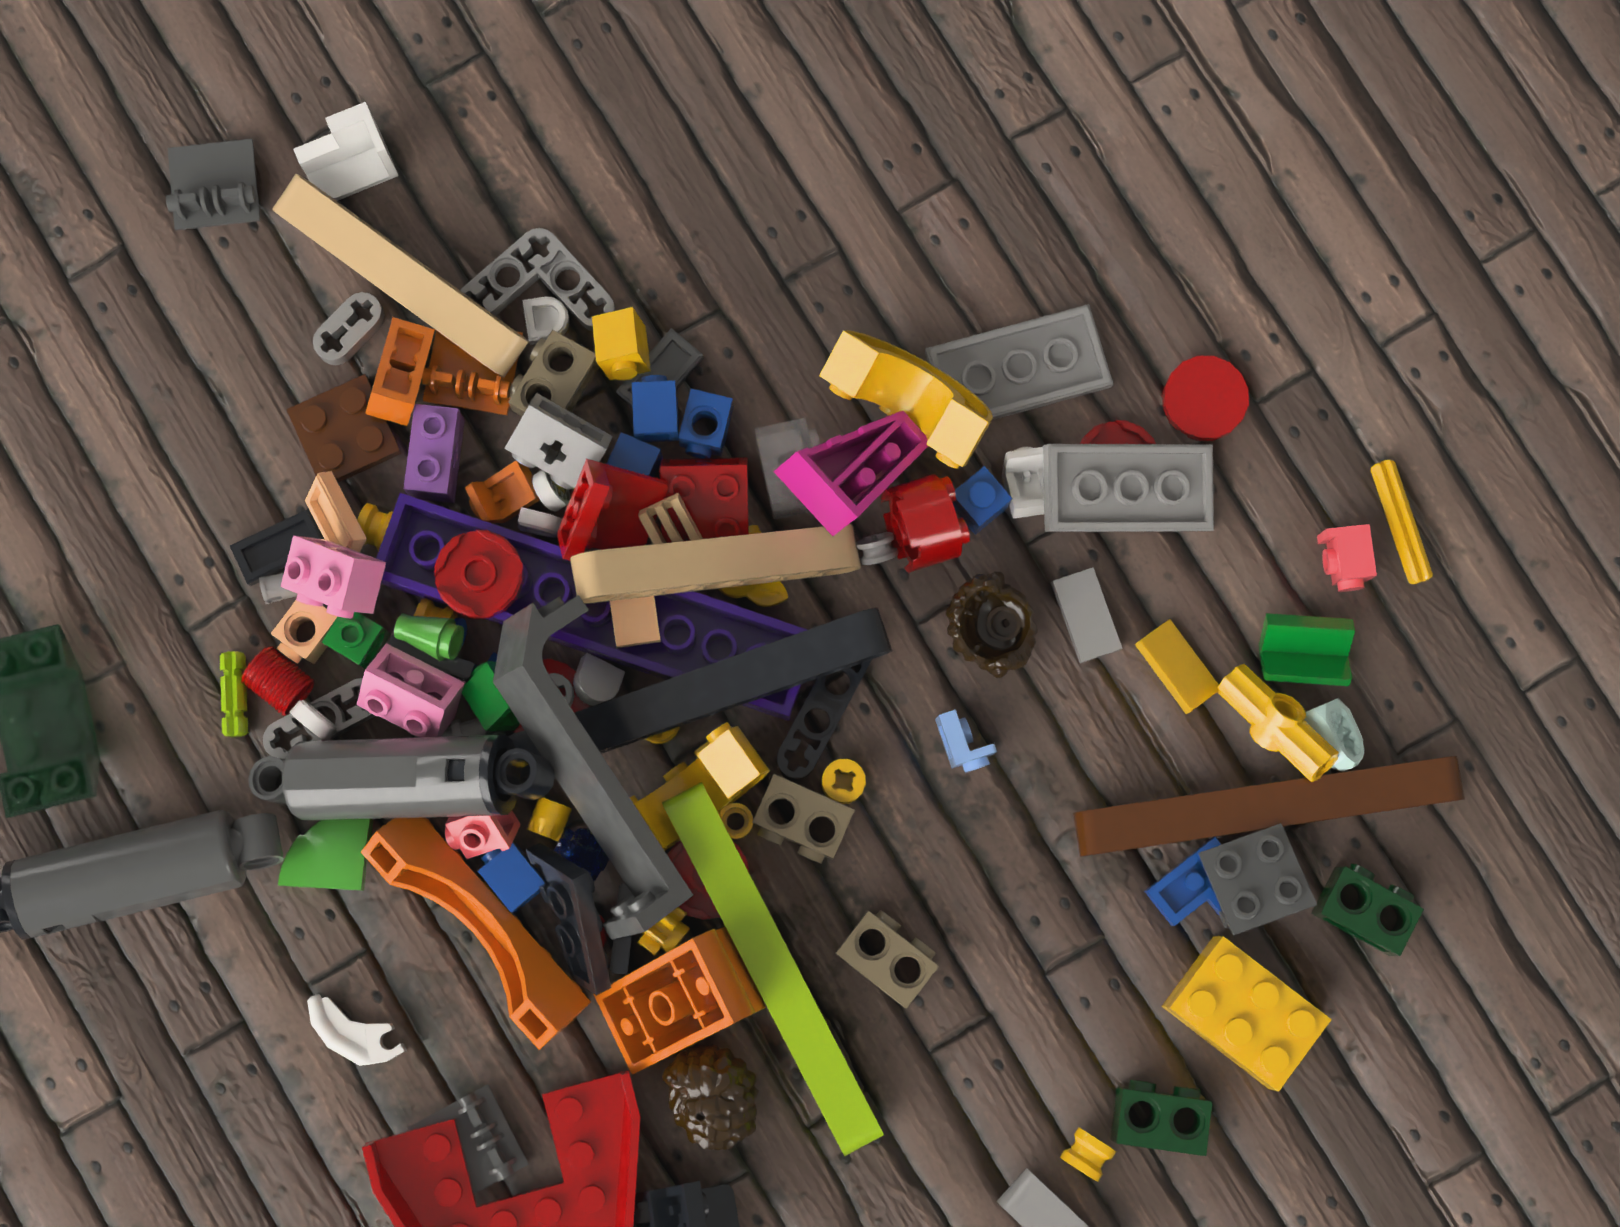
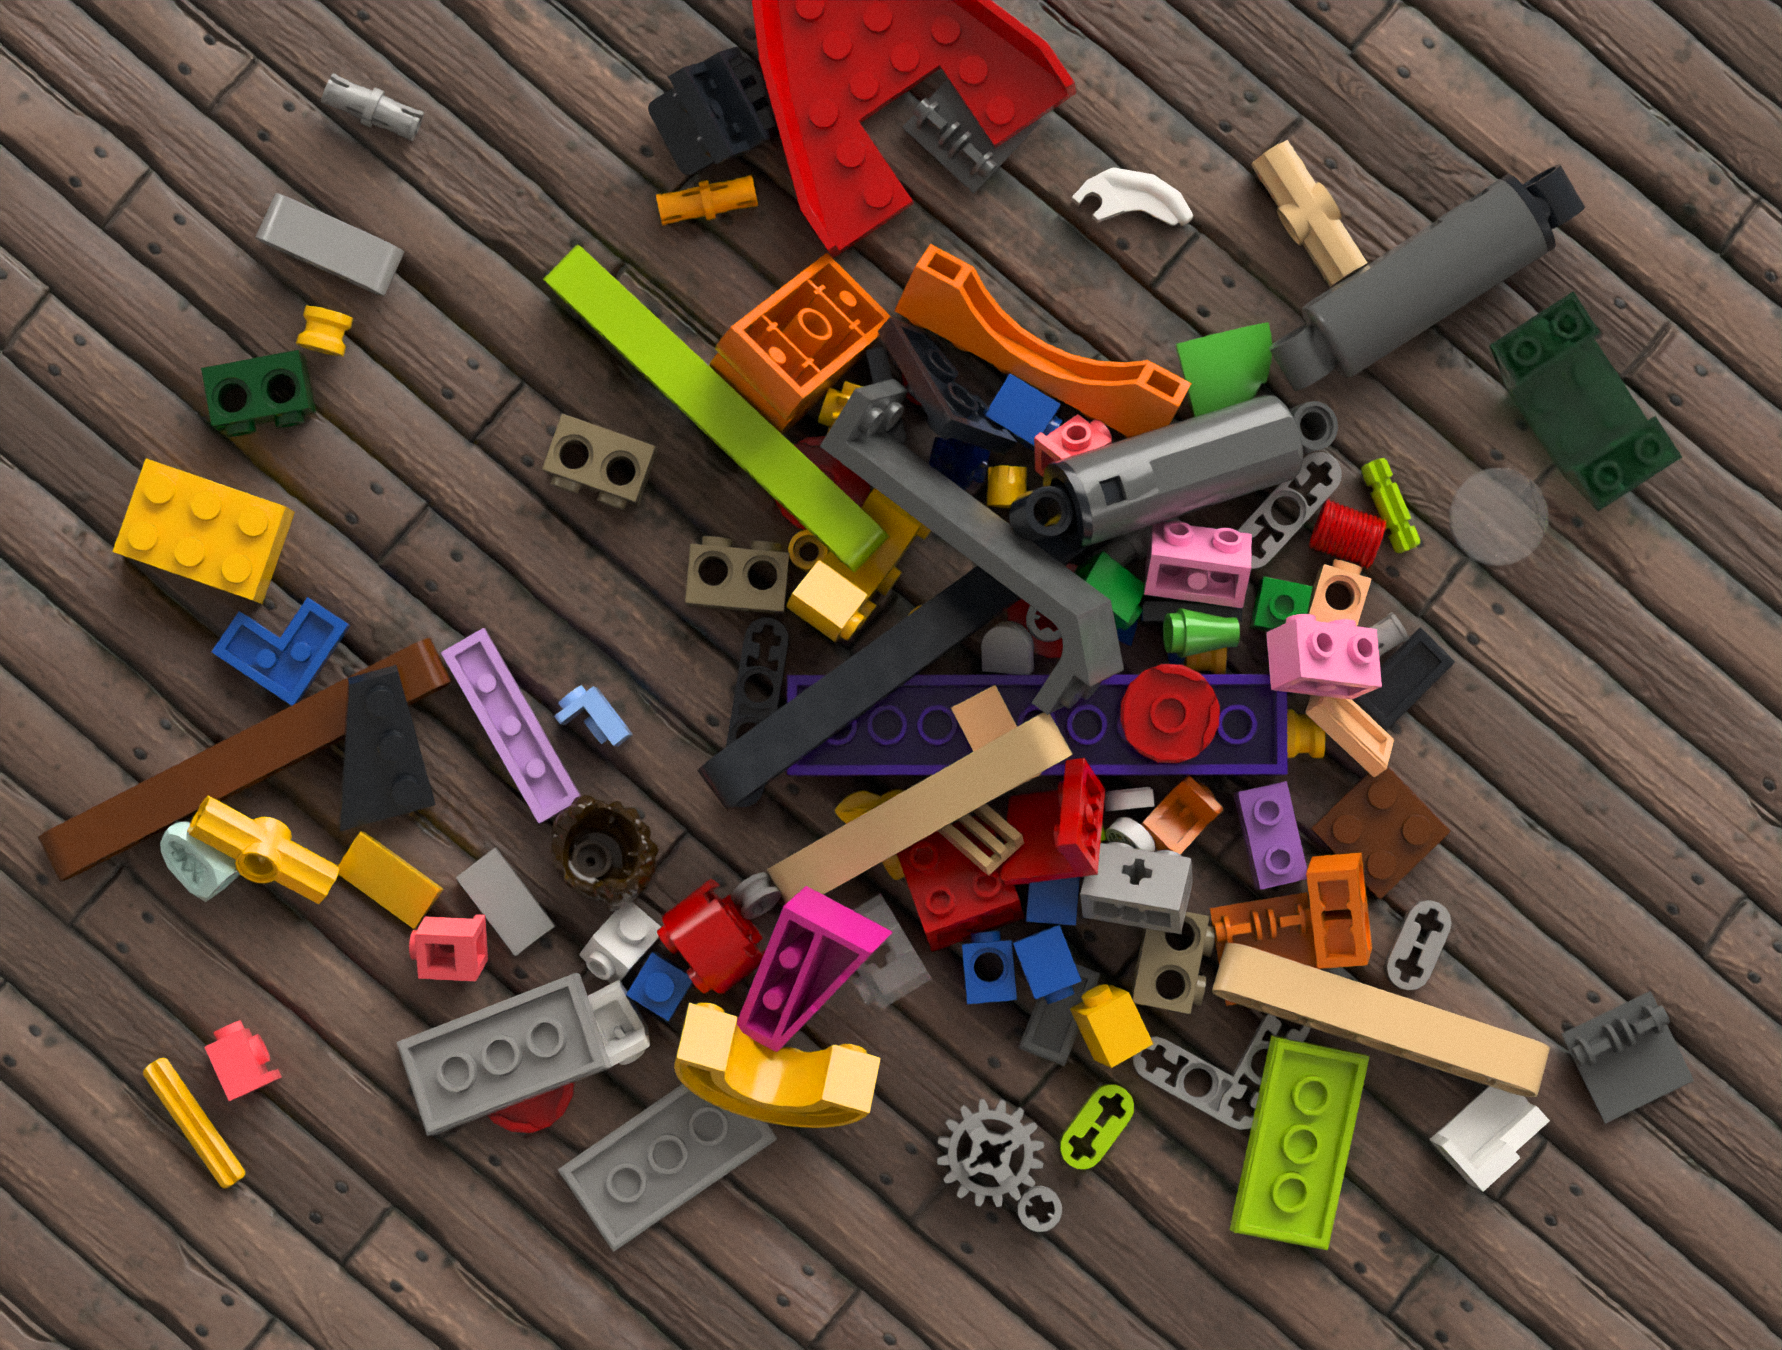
camera: 170 degrees right, 5 degrees up
(148, 654) = (1498, 516): none -> clear tile
(207, 966) = (1308, 213): none -> tan piece
(313, 720) = (1292, 503): white tile -> none
(502, 203) = (1299, 1142): none -> lime tile
(543, 315) = (1207, 1030): white tile -> none
(655, 265) = (1086, 1119): none -> lime beam
(718, 1086) = (731, 266): dark brown hair -> none
(735, 1160) = (707, 200): none -> light orange pin
(739, 281) = (1001, 1171): none -> light grey gear
(742, 217) = (1031, 1221): none -> light grey bush
(842, 789) = (710, 643): yellow wheel -> none
(1002, 547) = (620, 943): none -> white bracket
(1034, 759) = (511, 725): none -> lavender plate
(1145, 590) = (450, 948): none -> coral brick
(1152, 771) = (381, 753): none -> black wing
(1205, 398) = (451, 1189): red tile -> none
(1257, 879) = (234, 672): dark grey hinge -> none
(1306, 649) = (255, 941): green panel -> none
(1364, 919) = (108, 675): dark green brick -> none

